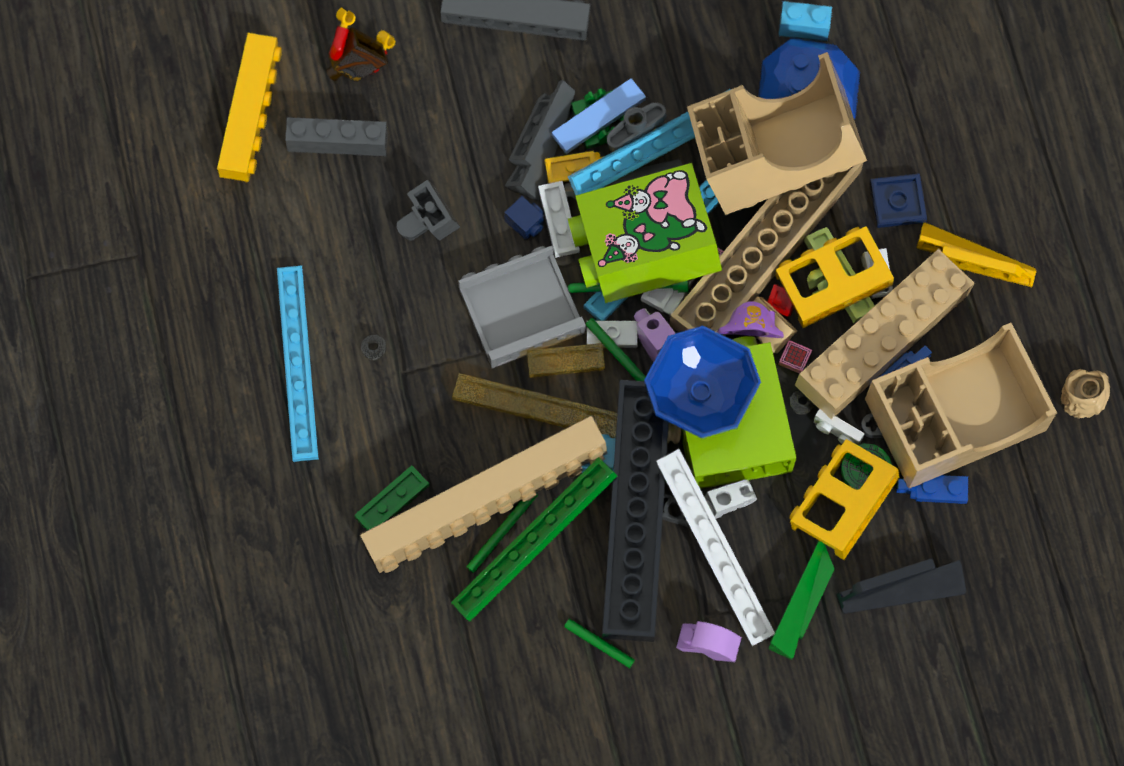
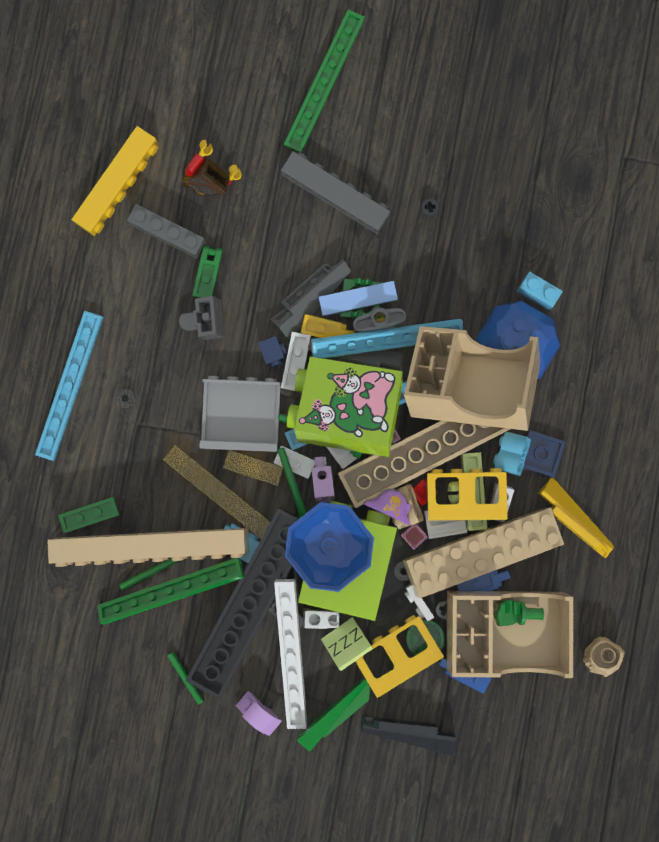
camera: 25 degrees right, 15 degrees up
(405, 162) = (207, 272): none -> green plate
(775, 511) = (346, 644): none -> yellowish green tile
(825, 330) = (443, 528): none -> white plate
(864, 208) = (512, 453): none -> medium azure brick
(957, 382) = (511, 612): none -> green piece

